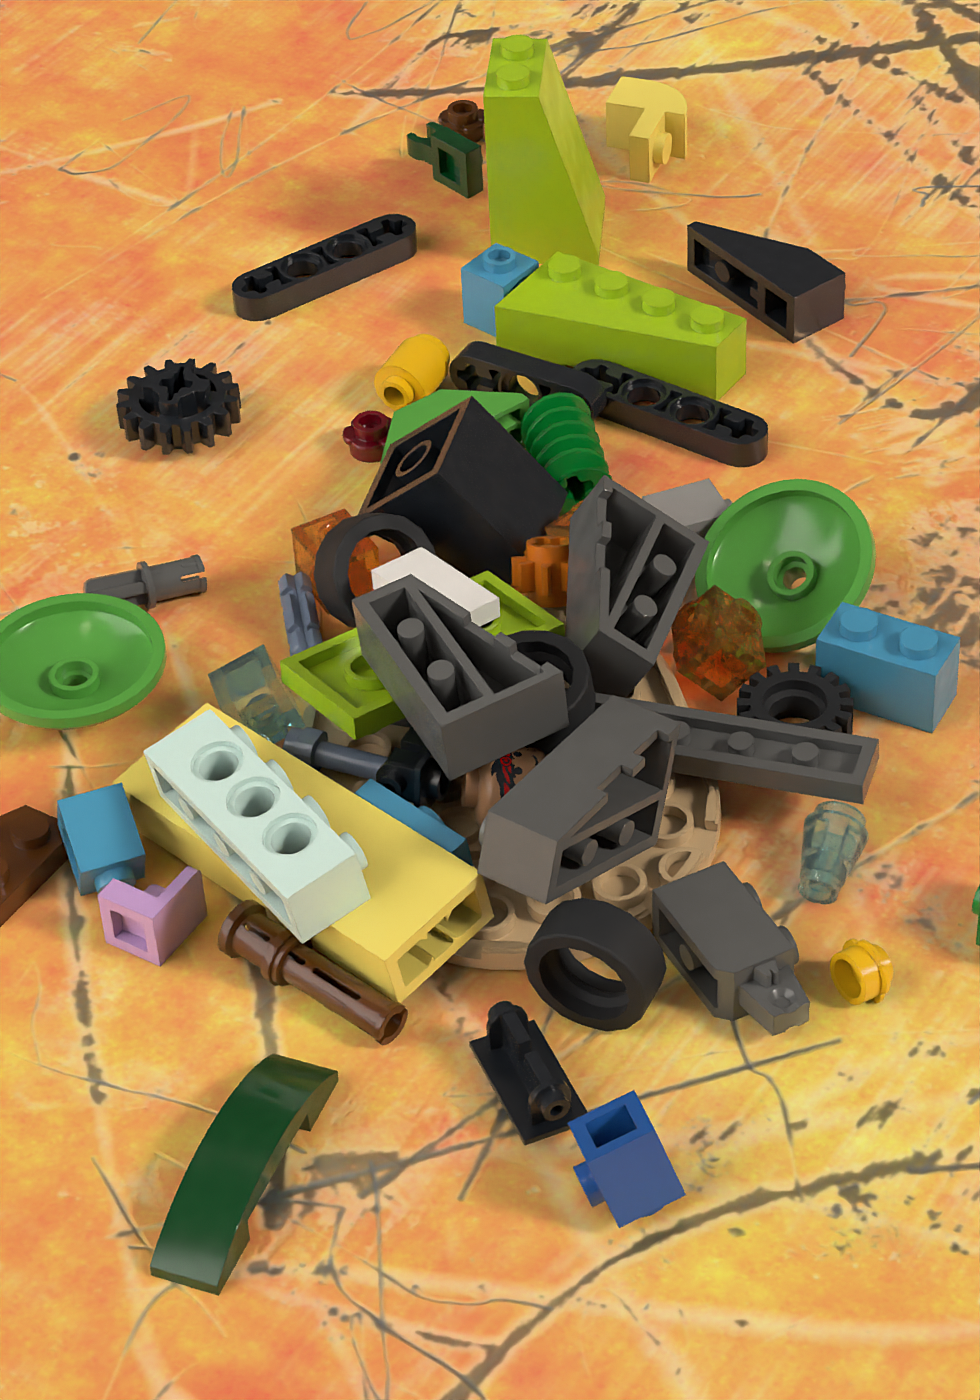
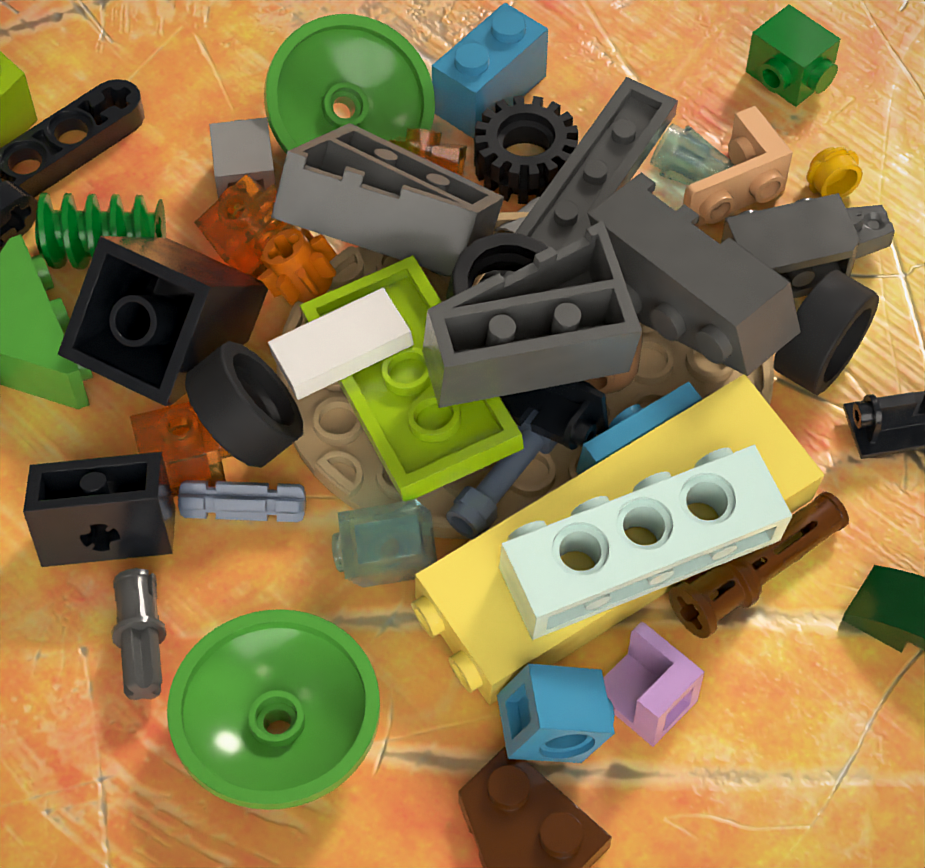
camera: 80 degrees left, 15 degrees up
(249, 521) = (100, 509): none -> black brick
(834, 909) = (759, 172): none -> light nougat bracket

